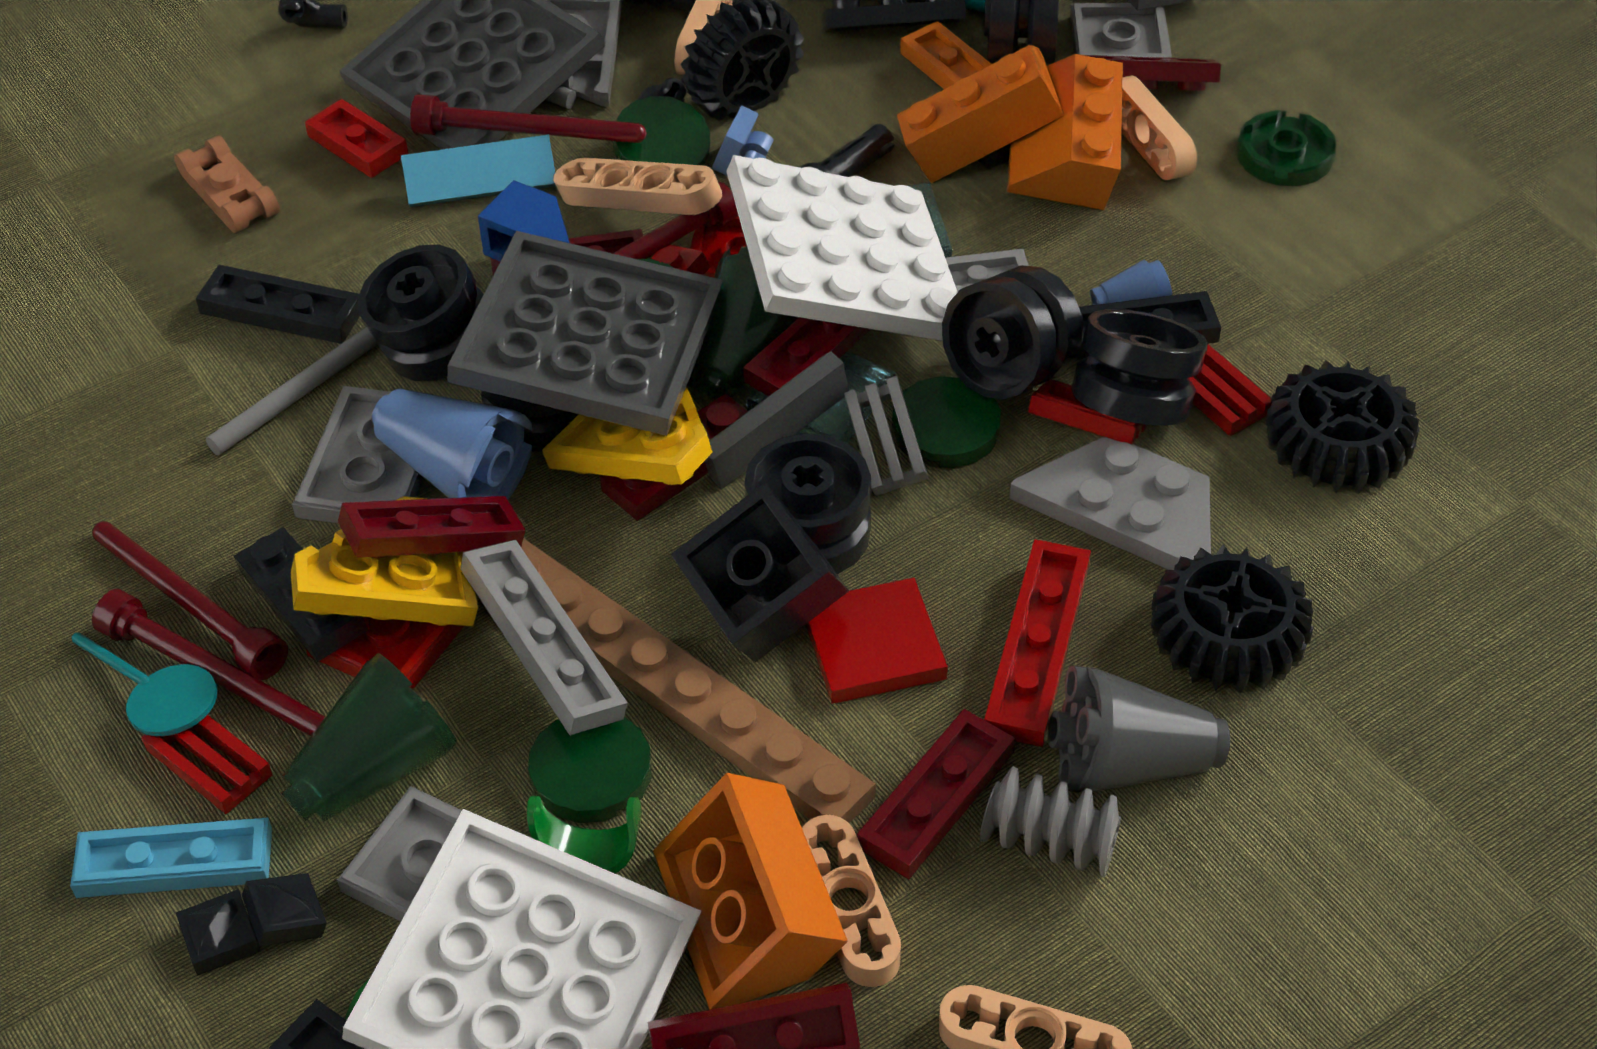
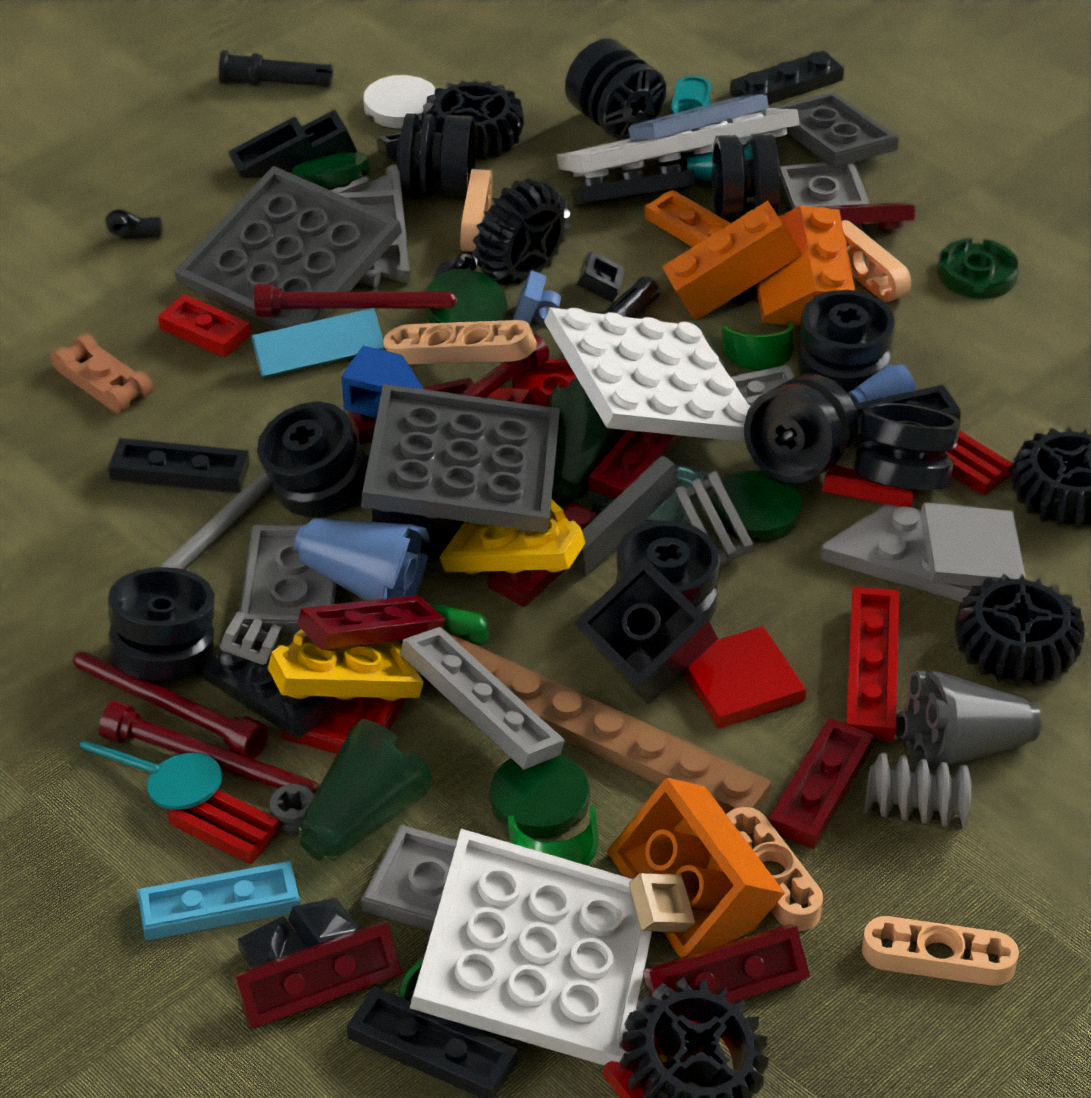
camera: 10 degrees left, 5 degrees down
(193, 499) = (161, 623): none -> black wheel
(254, 973) = (317, 974): none -> dark red plate
(279, 736) = (291, 797): none -> dark grey bush
(283, 524) = (251, 634): none -> light grey tile
(552, 534) = (464, 622): none -> green arm
(689, 935) = (661, 902): none -> tan plate
(829, 119) = (601, 276): none -> black tile
(998, 228) = (758, 351): none -> green helmet
(1097, 223) = (845, 337): none -> black wheel
(1192, 501) = (970, 544): none -> light grey tile

